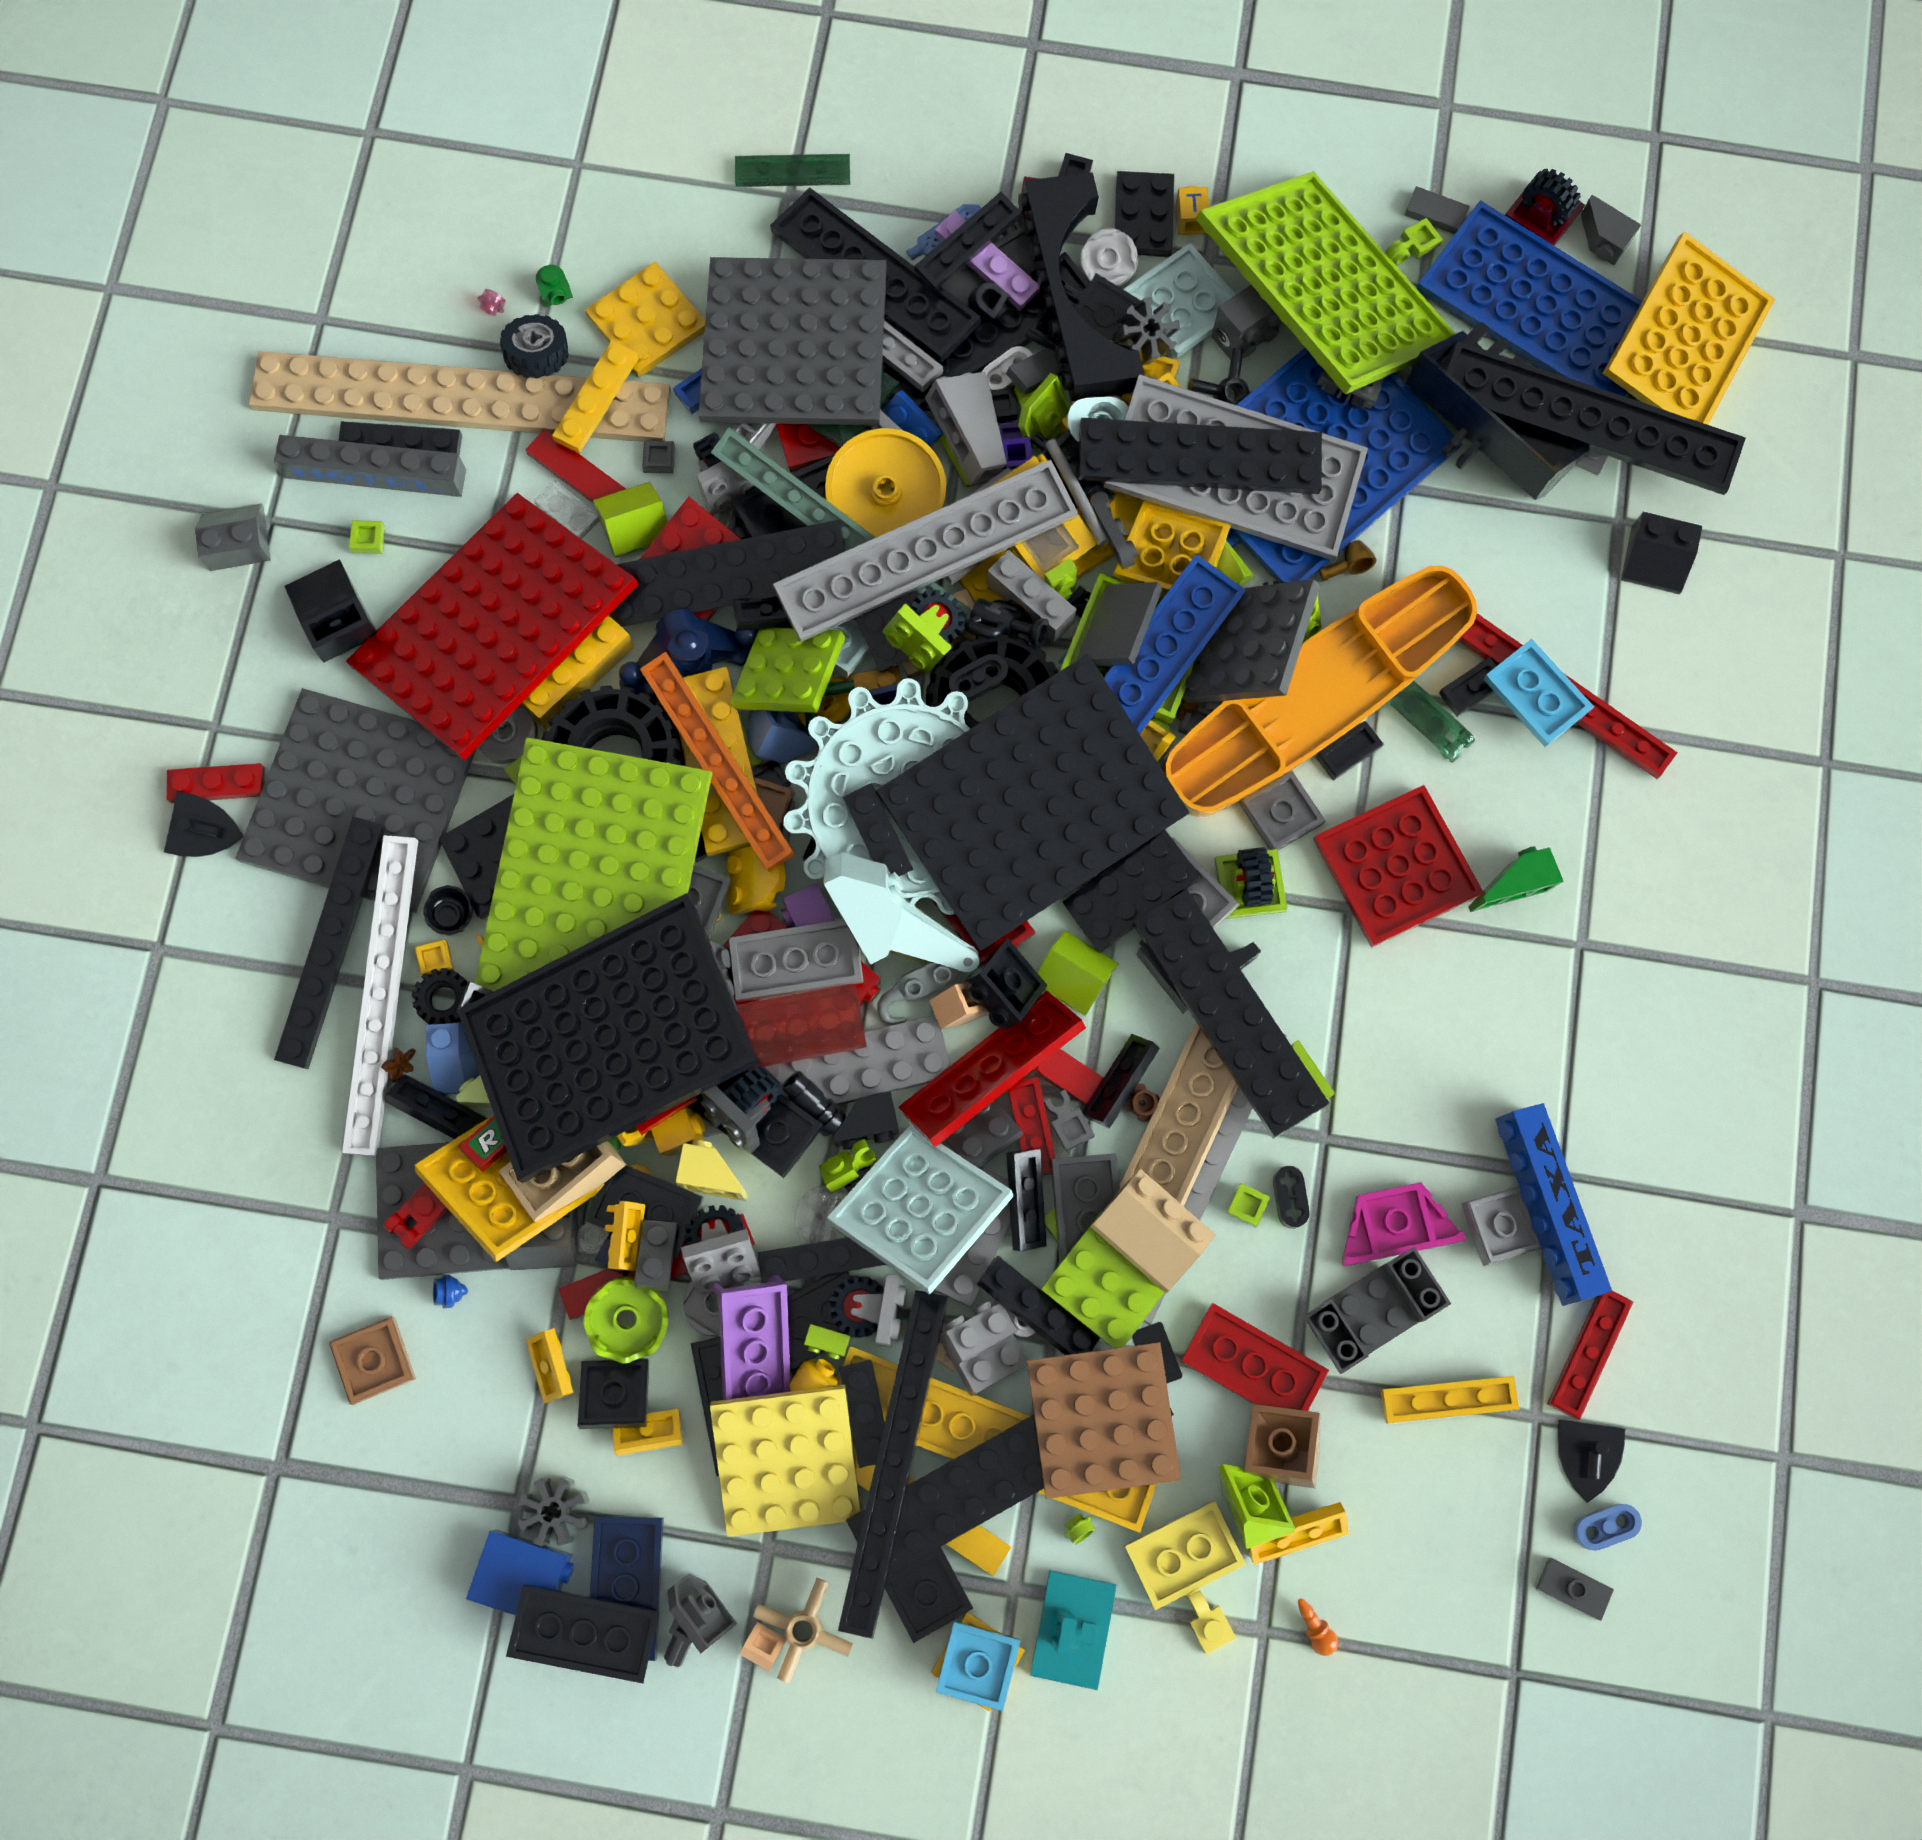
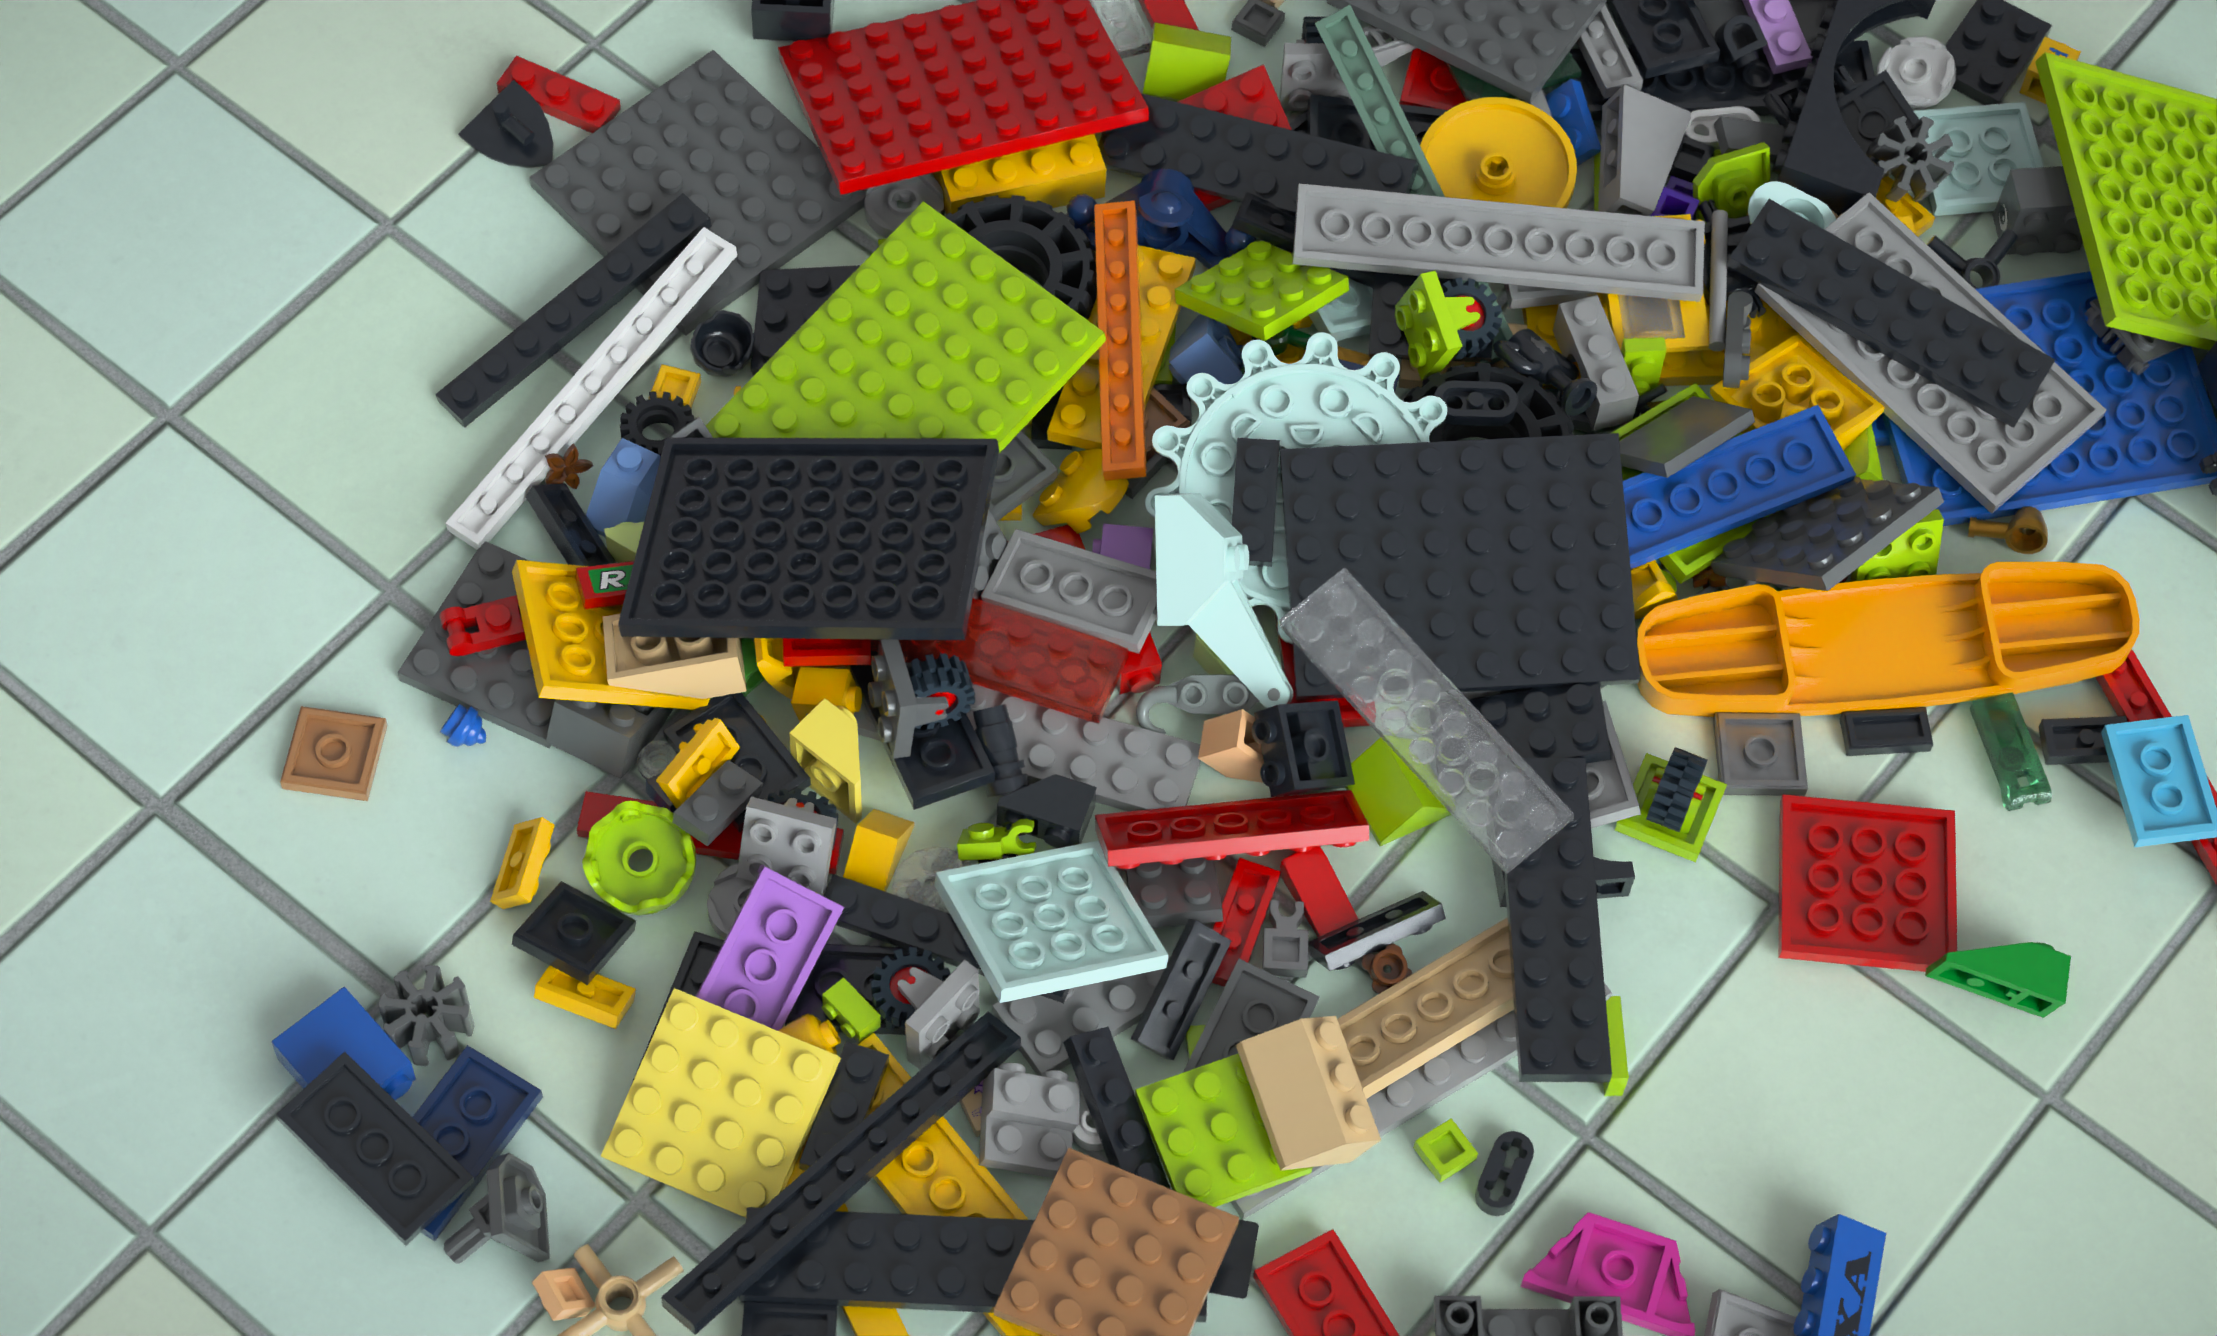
camera: 30 degrees right, 15 degrees down
(773, 1214) = (877, 849): none -> yellow slope
(1078, 928) = (1426, 720): none -> clear plate

